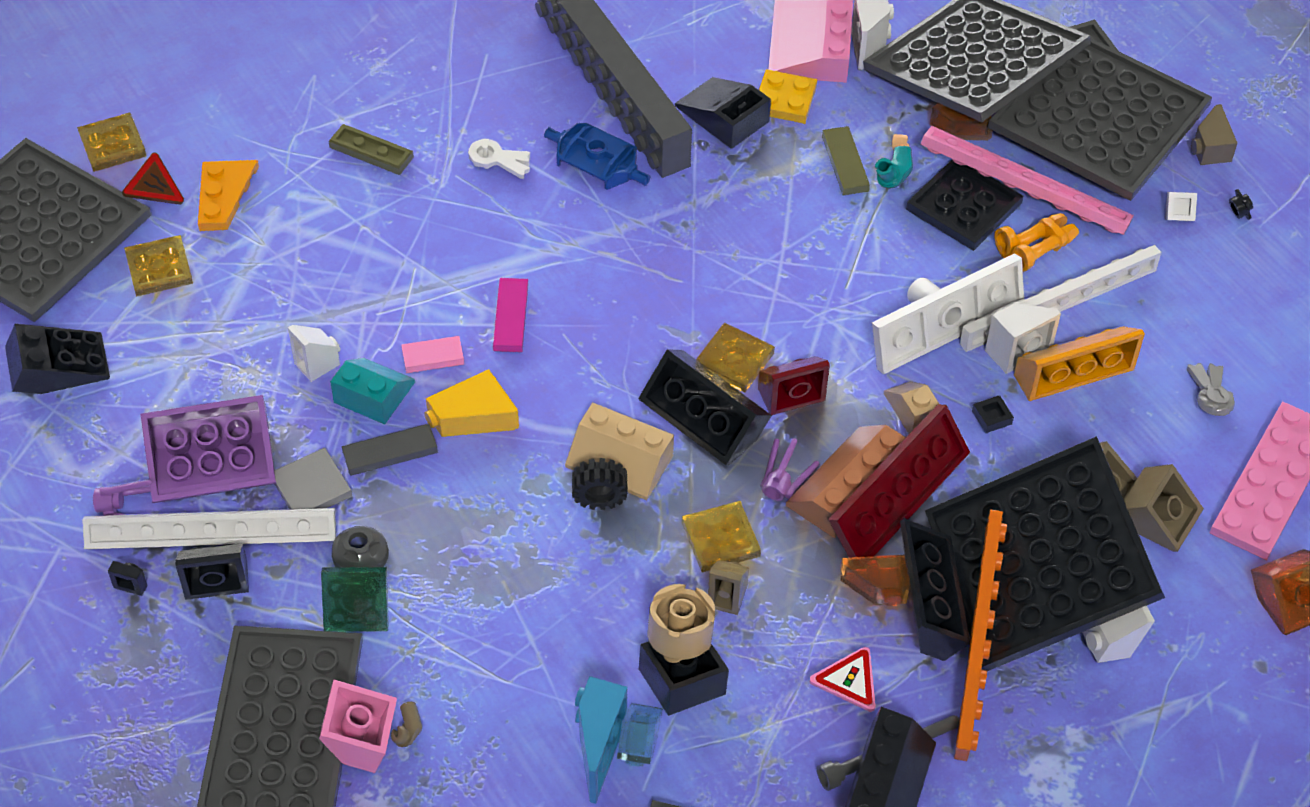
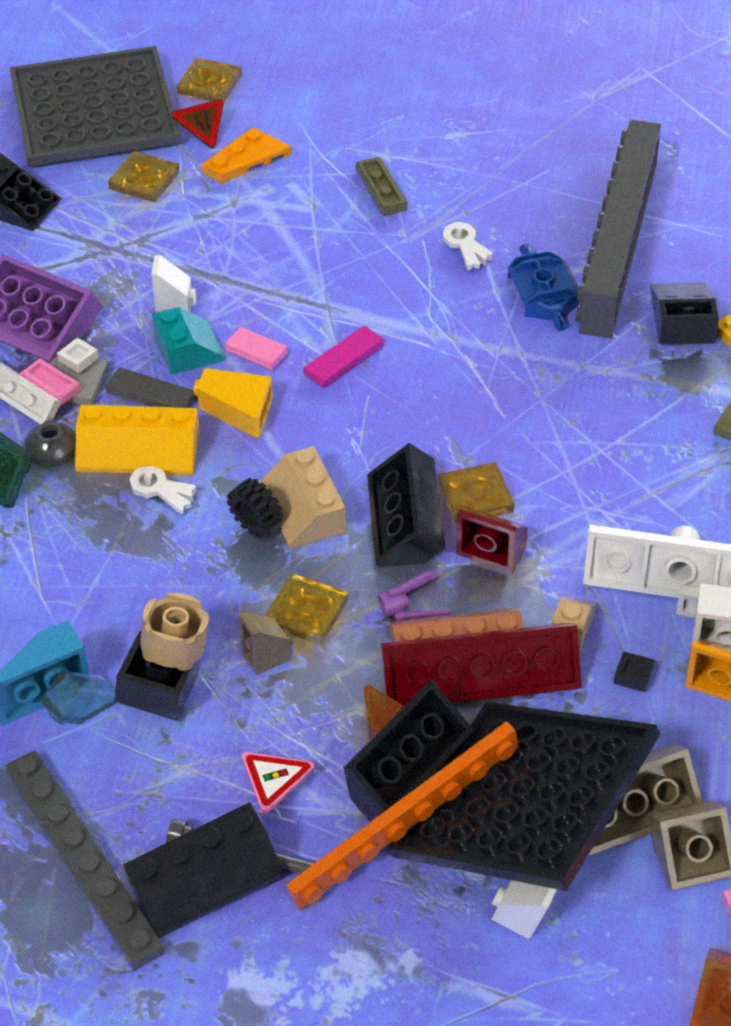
camera: 45 degrees right, 5 degrees down
(301, 459) = (77, 355): none -> white plate
(301, 496) = (52, 380): none -> bright pink tile
(433, 497) = (136, 437): none -> yellow slope
(482, 524) = (152, 481): none -> white piece

